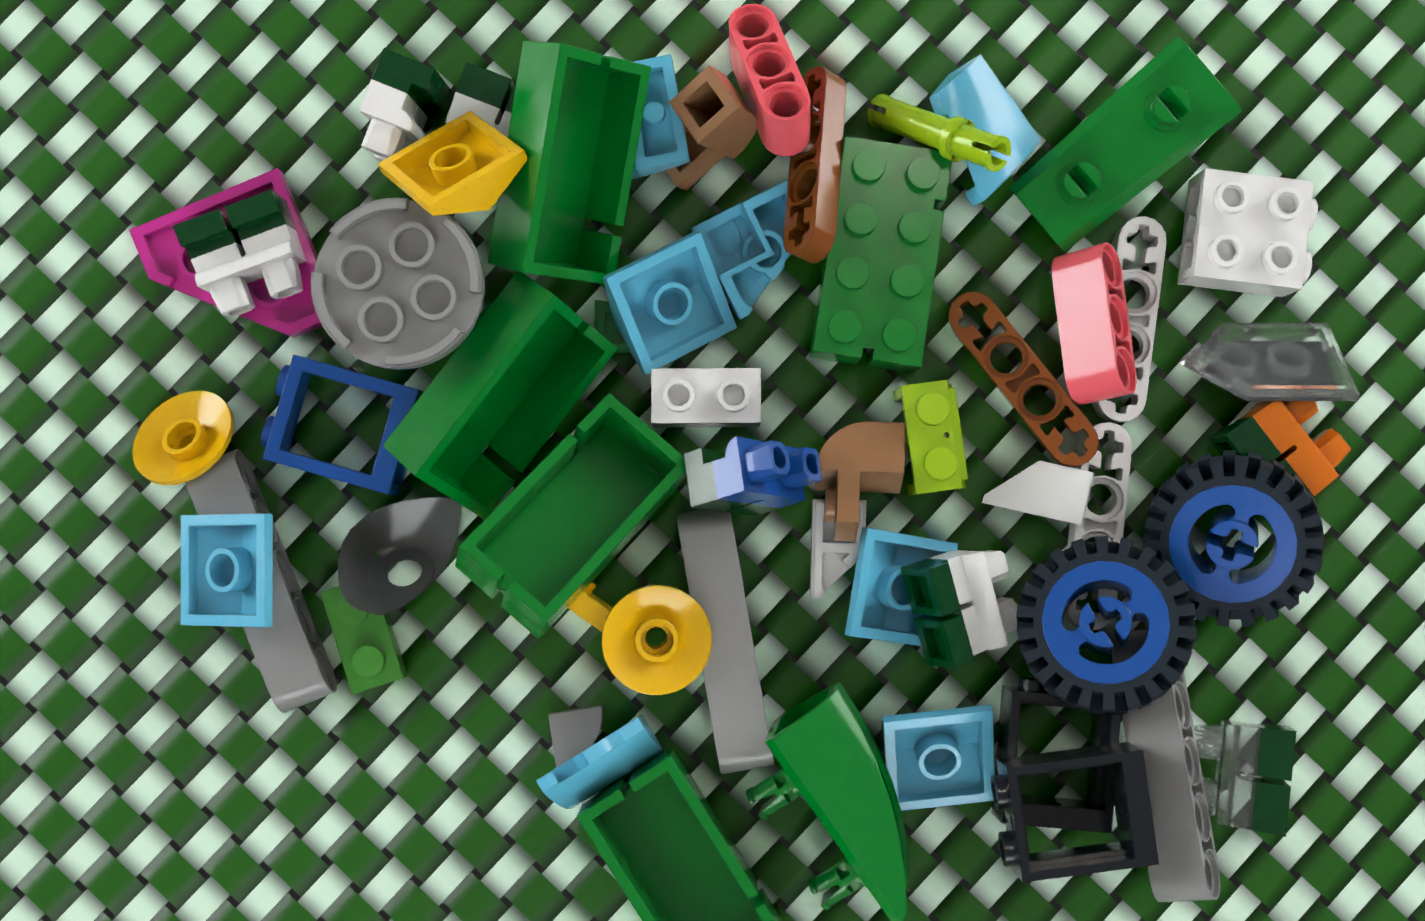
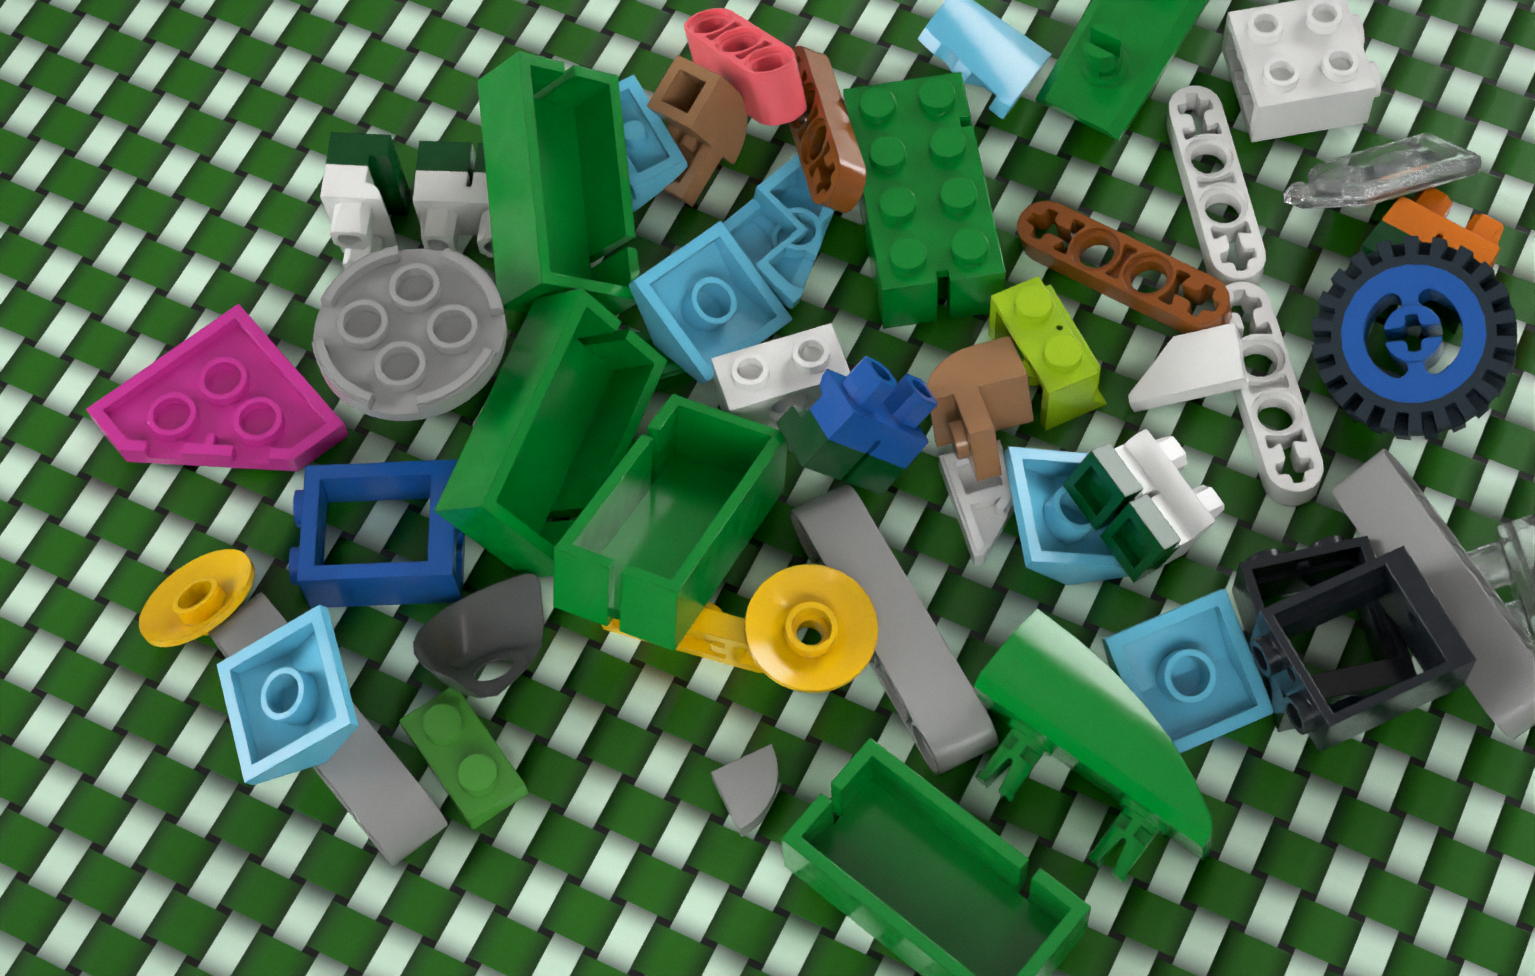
camera: 10 degrees left, 25 degrees down
(242, 246) = (250, 370): white hips -> none
(456, 167) = (443, 212): yellow slope -> none
(601, 764) = (783, 792): medium azure slope -> none
(953, 137) = (953, 53): lime pin -> none
(1093, 324) = (1176, 190): beam -> none
(1154, 599) = (1309, 485): wheel -> none

